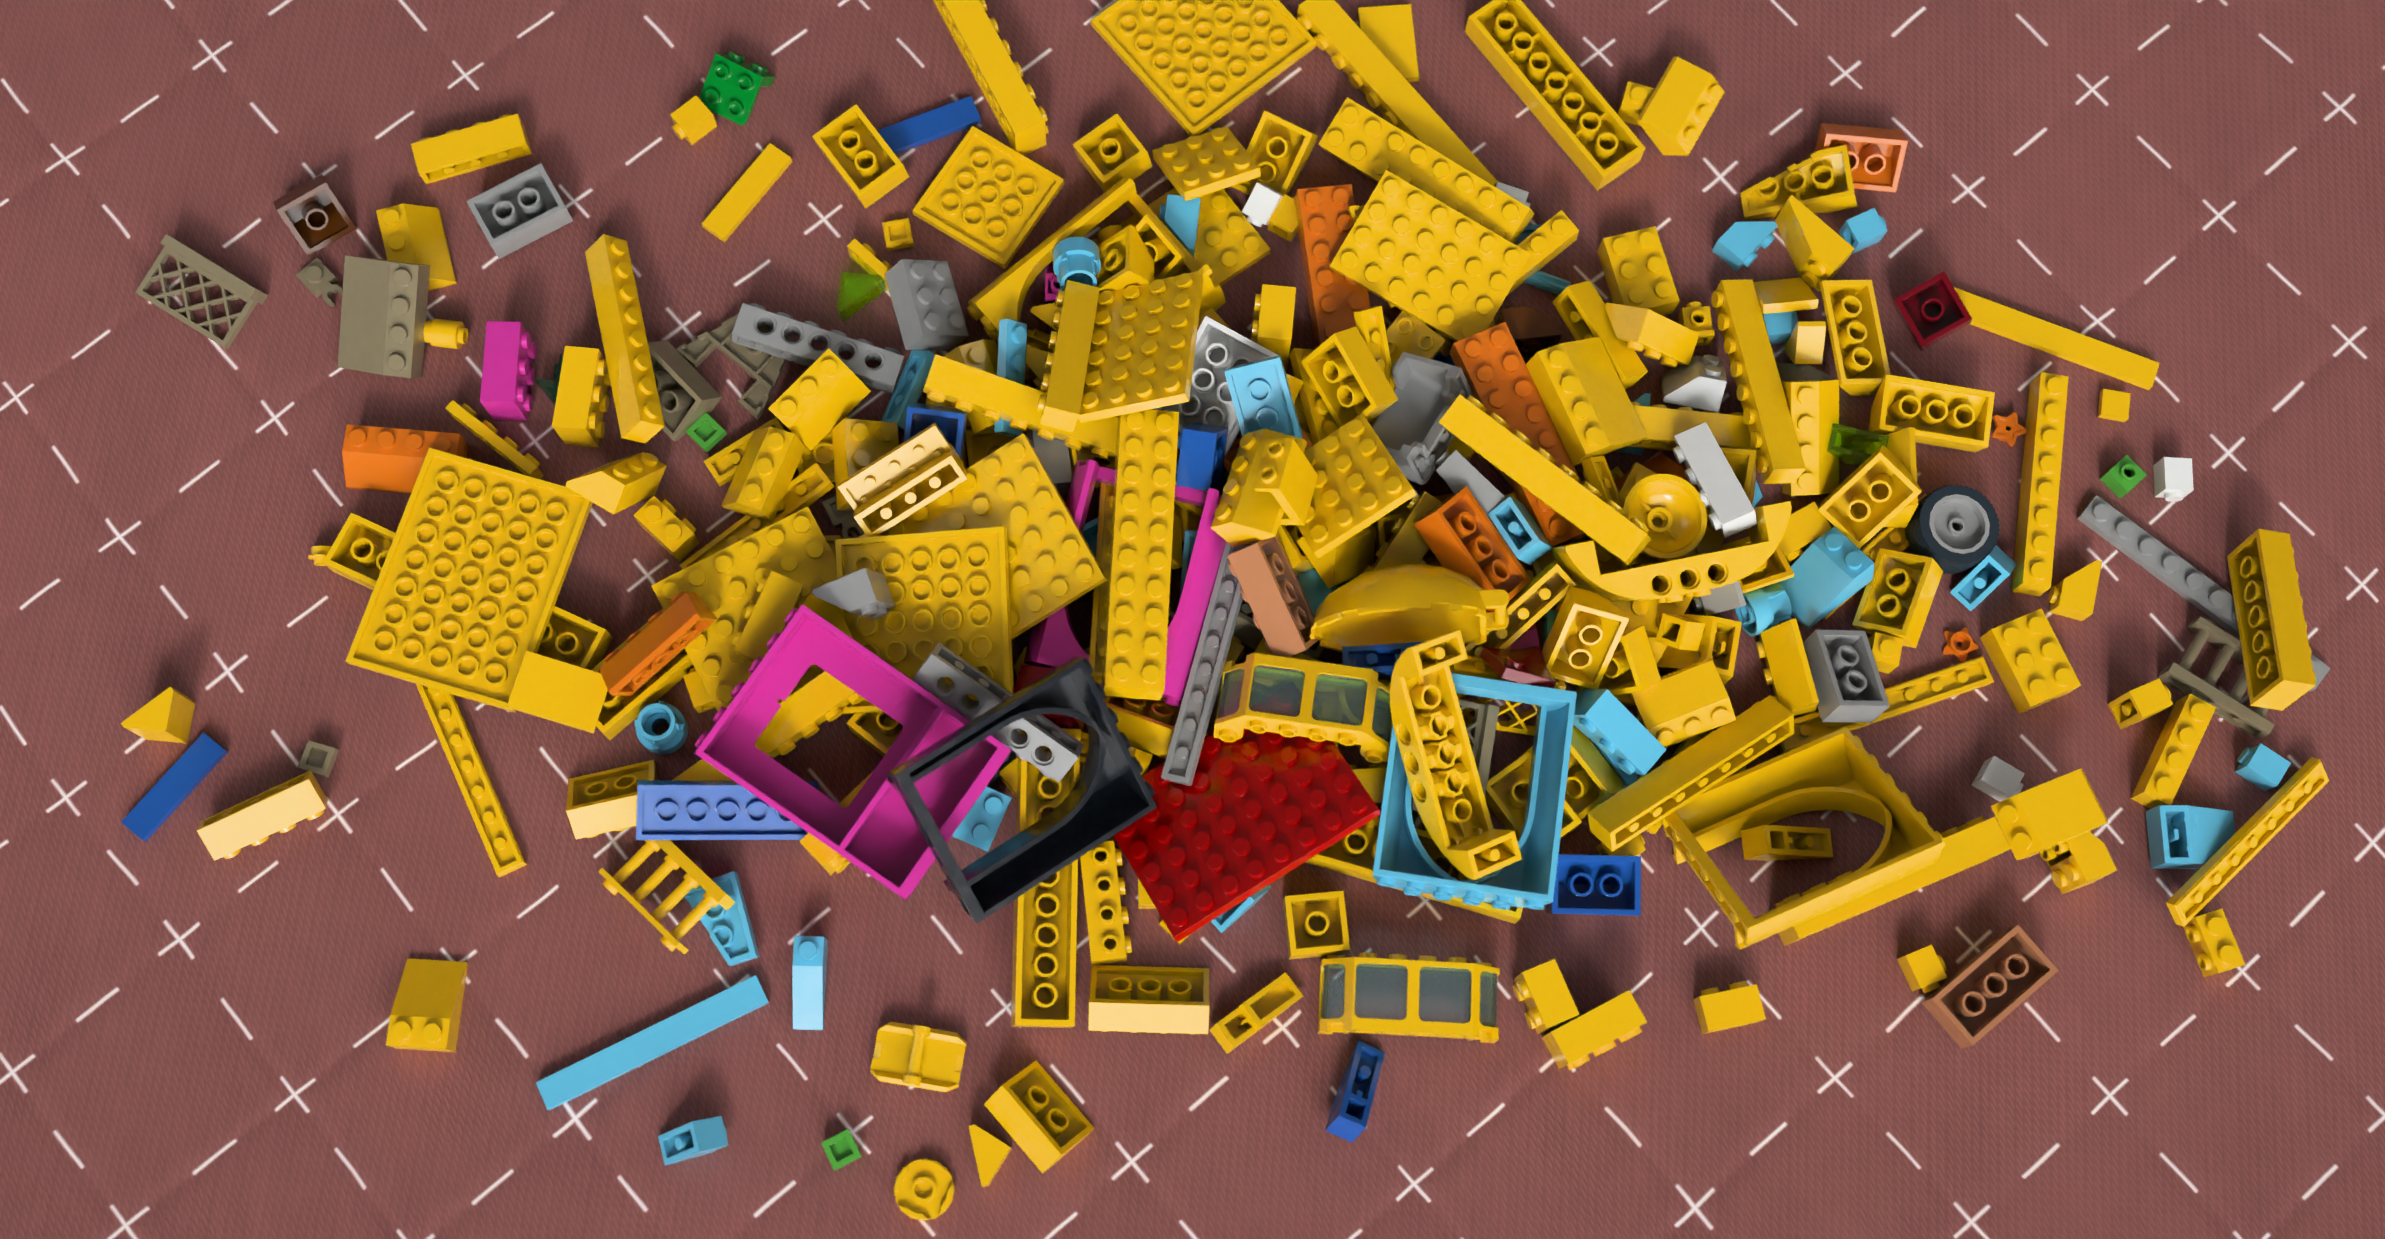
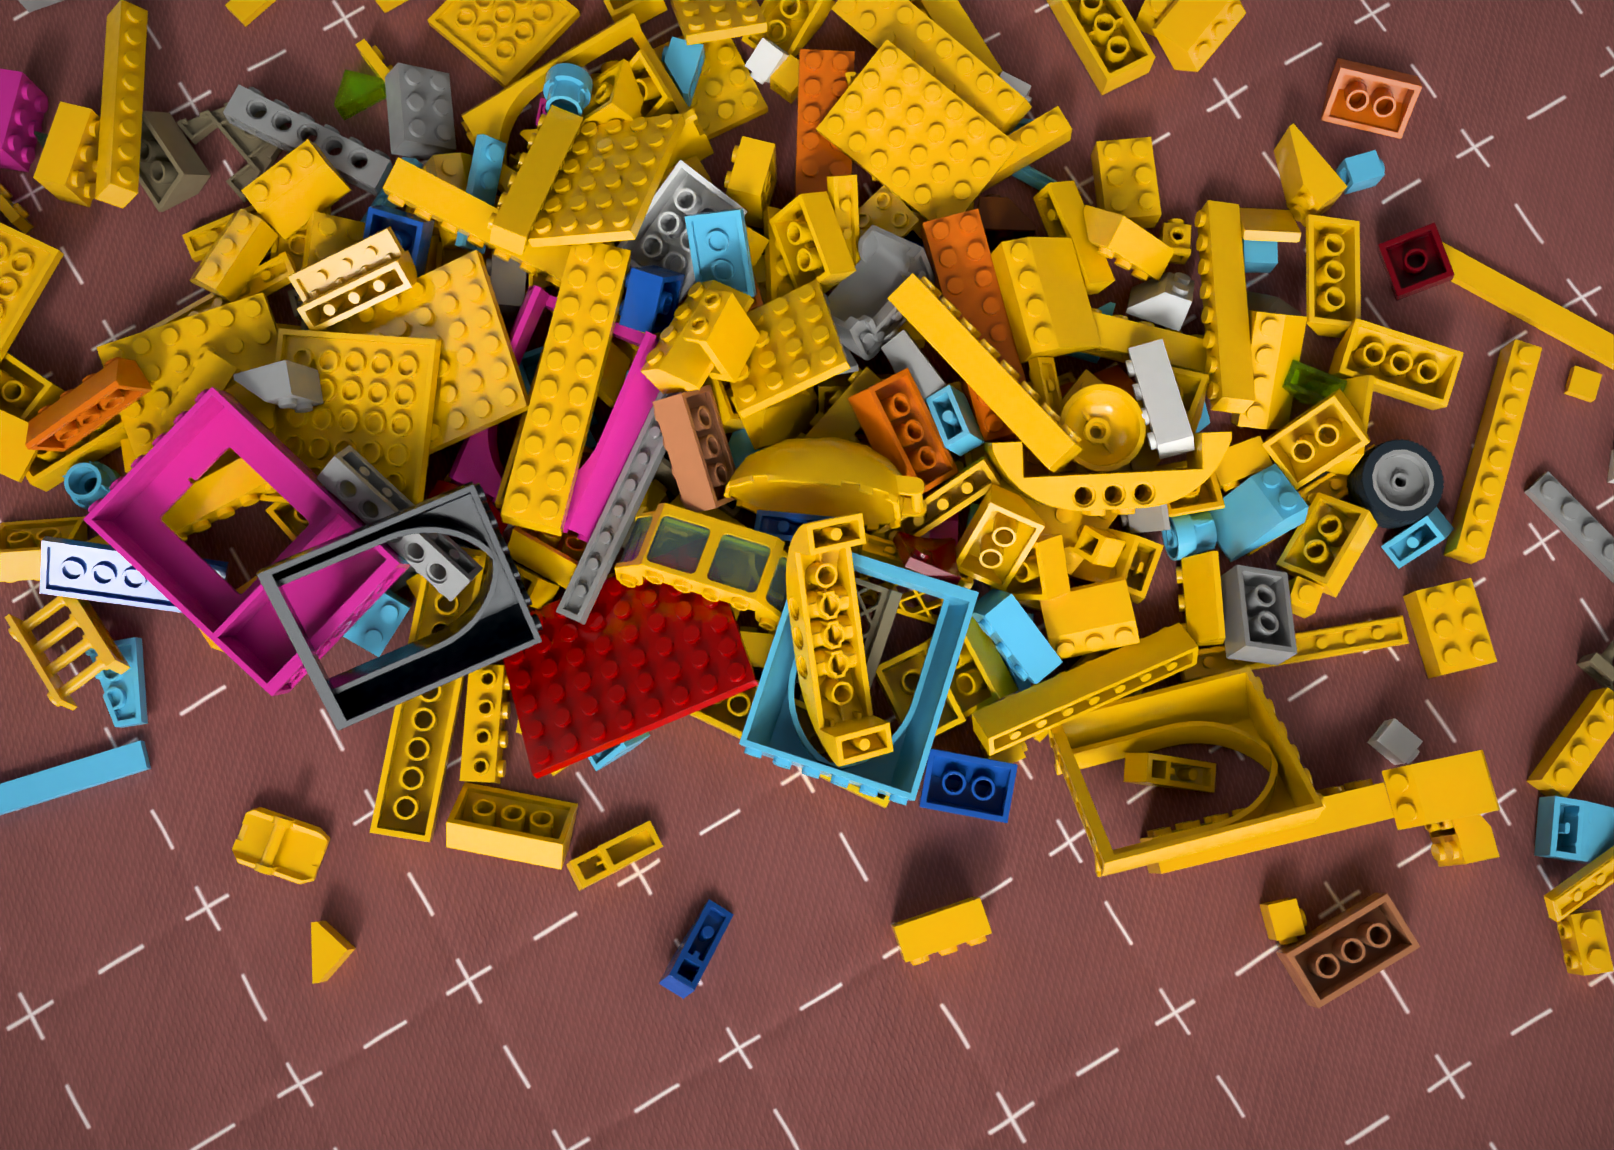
camera: 15 degrees right, 5 degrees up
(620, 482) = (92, 243): yellow slope -> none
(669, 531) = (135, 295): yellow brick -> none
(693, 1140) = (51, 891): medium azure slope -> none
(706, 432) = (191, 207): bright green plate -> none
(809, 982) = (189, 754): slope -> none
(841, 1149) = (190, 923): bright green plate -> none
(897, 234) = (411, 42): yellow tile -> none
(924, 1189) = (263, 974): yellow tile -> none
(1039, 1116) = (384, 922): yellow slope -> none
(1316, 925) = (686, 779): yellow brick -> none
(1408, 997) = (765, 867): windscreen -> none
(1545, 996) = (898, 888): yellow brick -> none
(1729, 1008) = (1081, 927): yellow brick -> none
(1742, 240) = (1236, 165): medium azure slope -> none
(1806, 342) = (1282, 275): yellow slope -> none
(1819, 183) = (1325, 118): yellow wedge -> none
(1966, 644) = (1388, 599): orange plate -> none
(2004, 435) = (1467, 398): orange plate -> none
(2076, 594) = (1509, 567): yellow slope -> none
(2123, 476) = (1579, 457): bright green plate -> none
(2140, 703) = (1555, 689): yellow brick -> none

